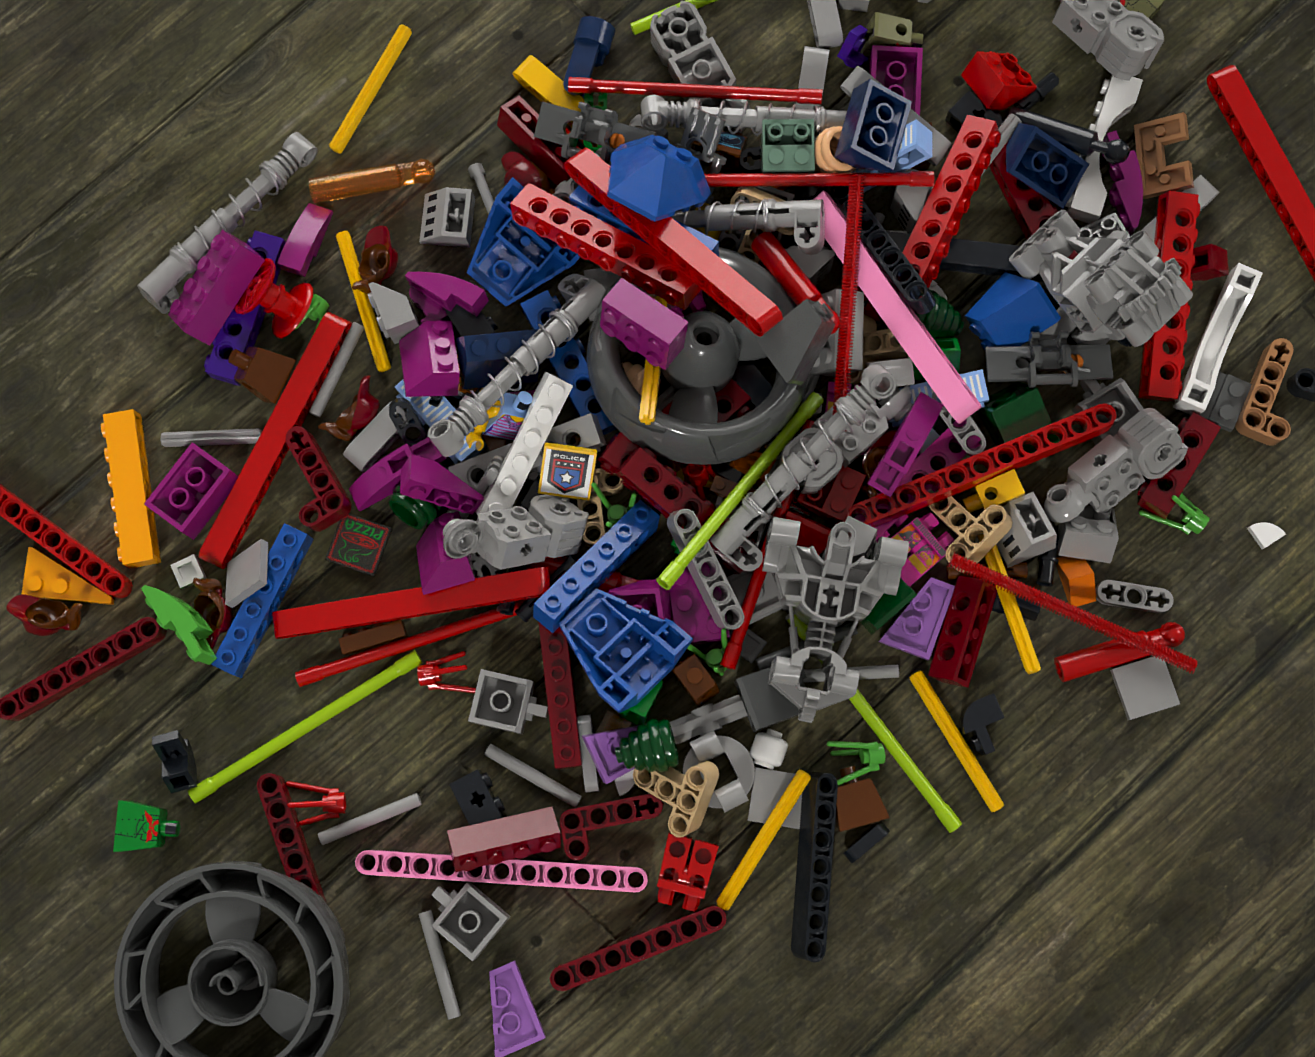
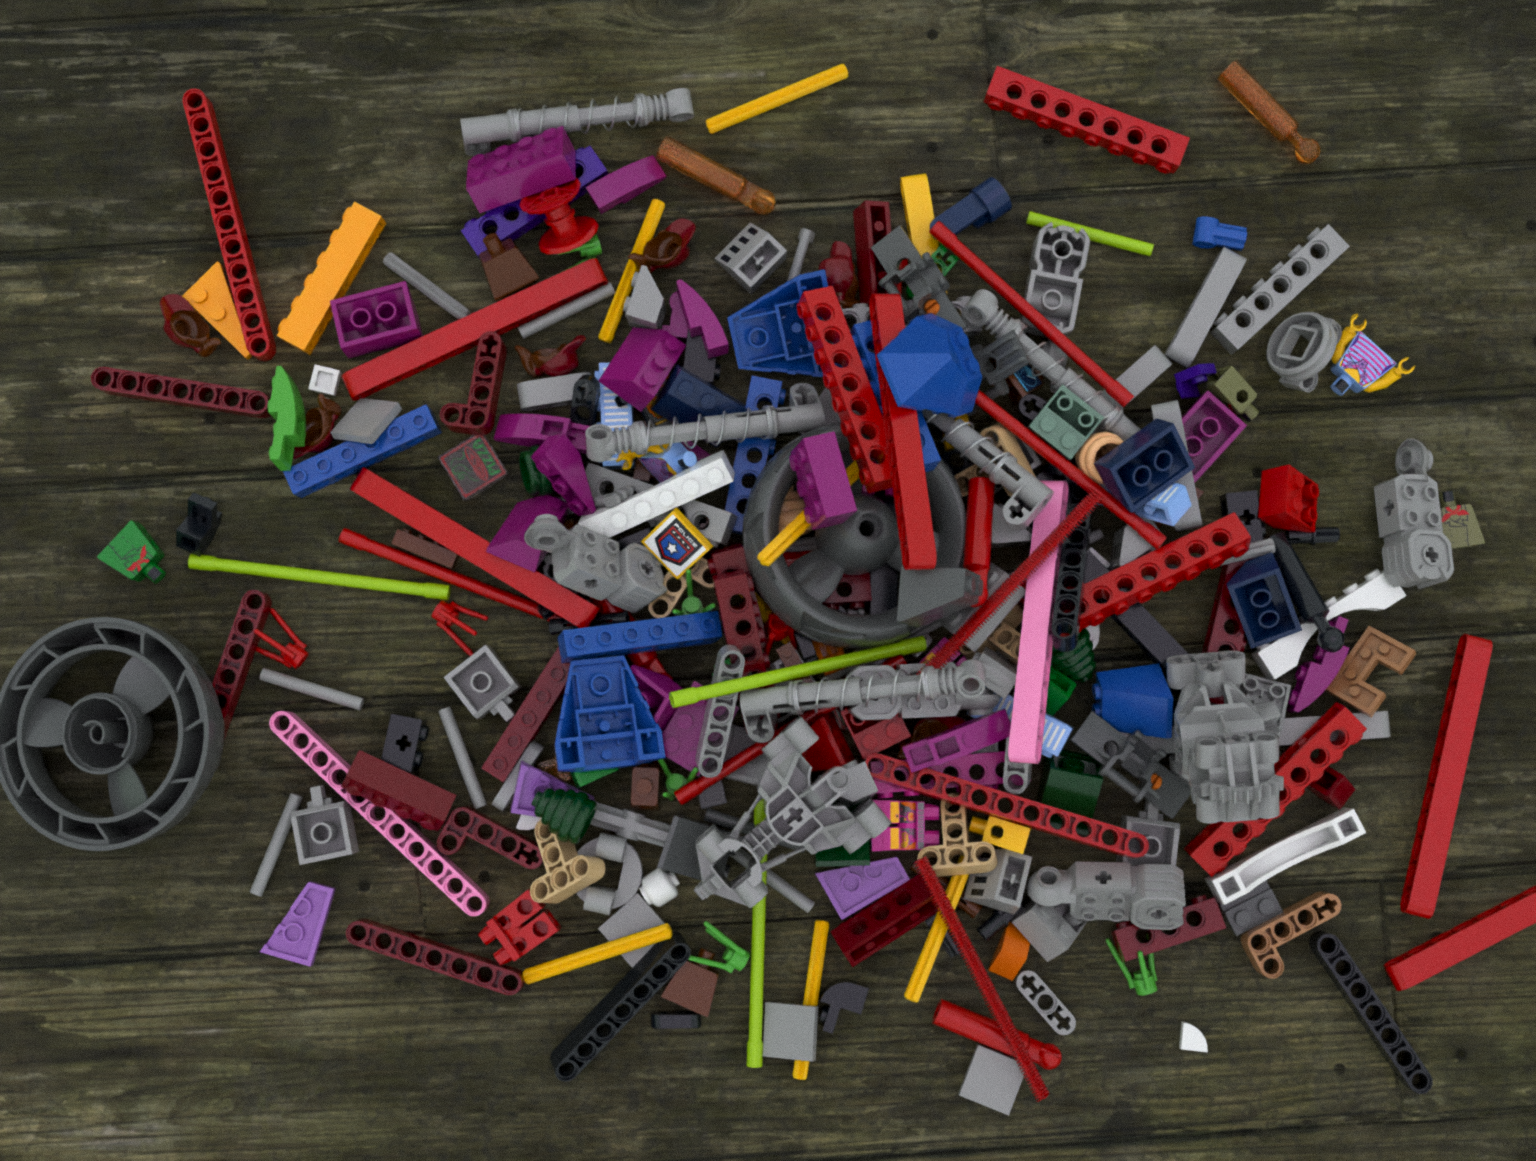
camera: 30 degrees right, 5 degrees up
(961, 777) = (790, 1031): none -> light grey tile

